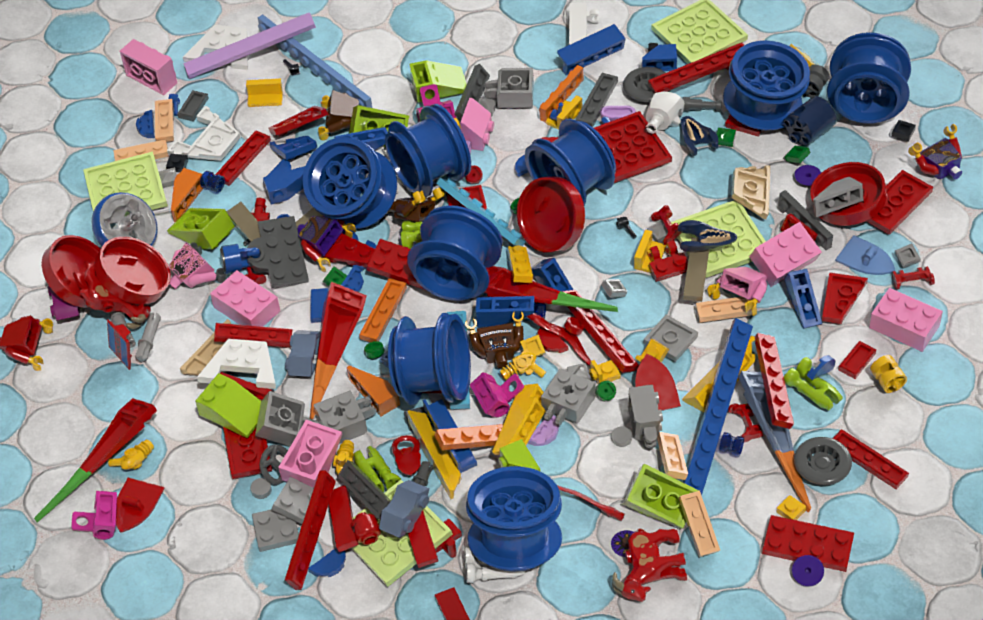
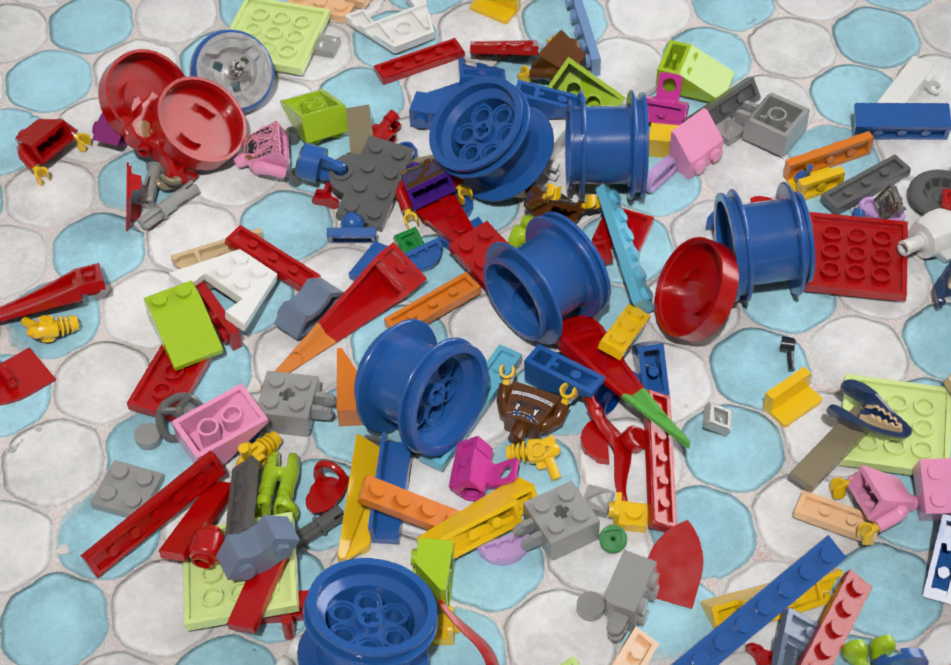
camera: 30 degrees right, 0 degrees up
(178, 161) = (348, 34): black plate -> none
(185, 191) = (327, 69): orange slope -> none
(212, 181) = (365, 71): clear blue wheel -> none
(245, 301) = (294, 218): bright pink brick -> none
(280, 418) = (228, 354): light grey hinge -> none
(292, 289) = (352, 230): none -> blue tile
(293, 500) = (162, 466): light grey plate -> none
(329, 564) = (148, 566): blue tile -> none
(475, 175) = (654, 201): red tile -> none
(534, 345) = (568, 437): yellow plate -> none
(621, 104) = (889, 202): none -> clear smoke tile
(654, 349) = (705, 522): yellow bracket -> none
(659, 231) = (826, 379): light grey tile -> none
(664, 215) = (842, 361): red piece -> none
(667, 267) = (804, 427): red plate -> none
(673, 335) = (740, 516): light grey plate -> none

